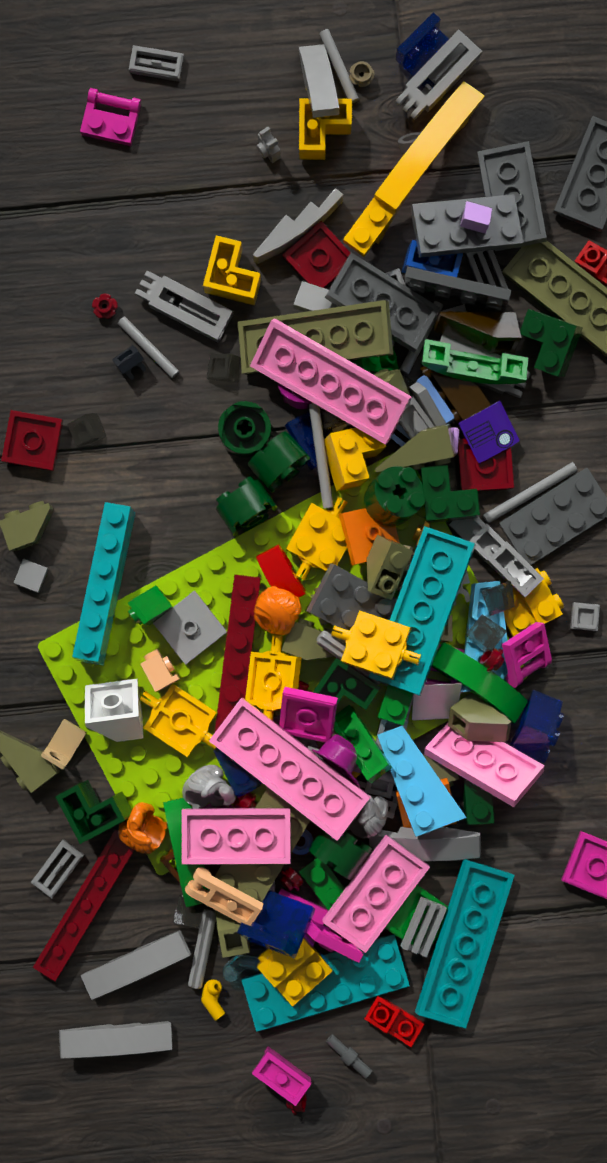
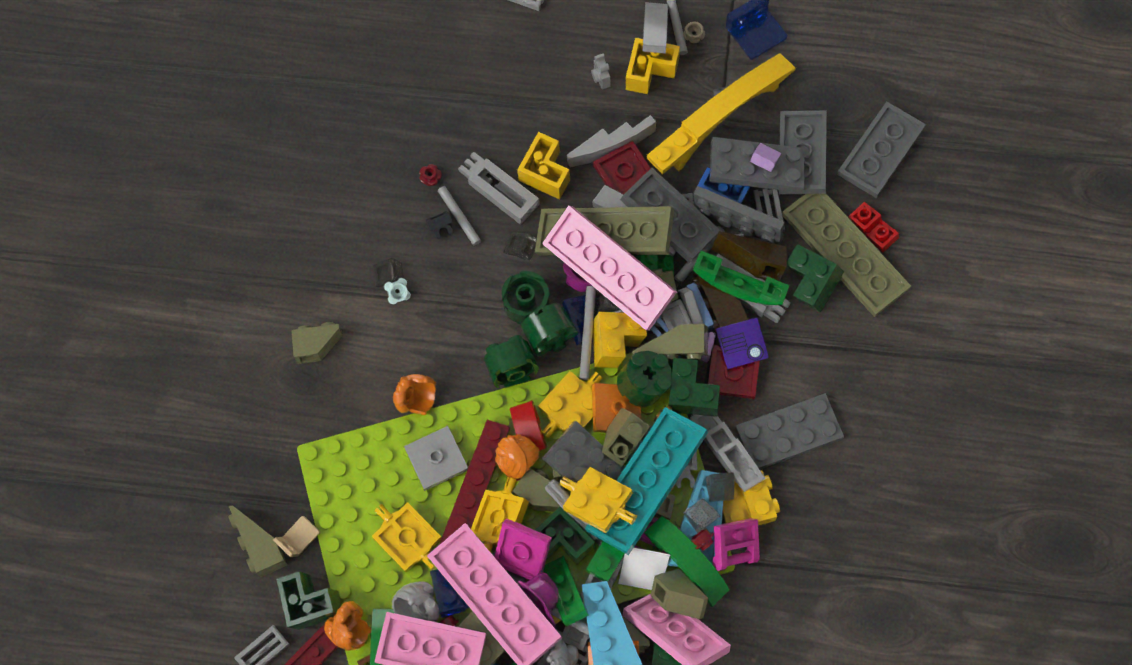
camera: 15 degrees right, 15 degrees down
(31, 575) = (307, 385): light grey tile -> none
(32, 440) = (339, 271): dark red plate -> none
(104, 584) = (368, 404): teal brick -> none
(105, 455) = (395, 297): none -> light aqua plate
(108, 125) = (470, 32): dark pink plate -> none
(114, 710) = (350, 515): white slope -> none
(149, 606) = (403, 428): green slope -> none
(150, 563) = (414, 394): none -> orange hair
(159, 670) = (398, 489): light nougat brick -> none
(443, 70) = (764, 40): light grey hinge -> none
(530, 492) = (769, 406): light grey bar -> none
(538, 726) = (734, 612): clear blue brick -> none
(584, 616) = (798, 526): light grey tile -> none

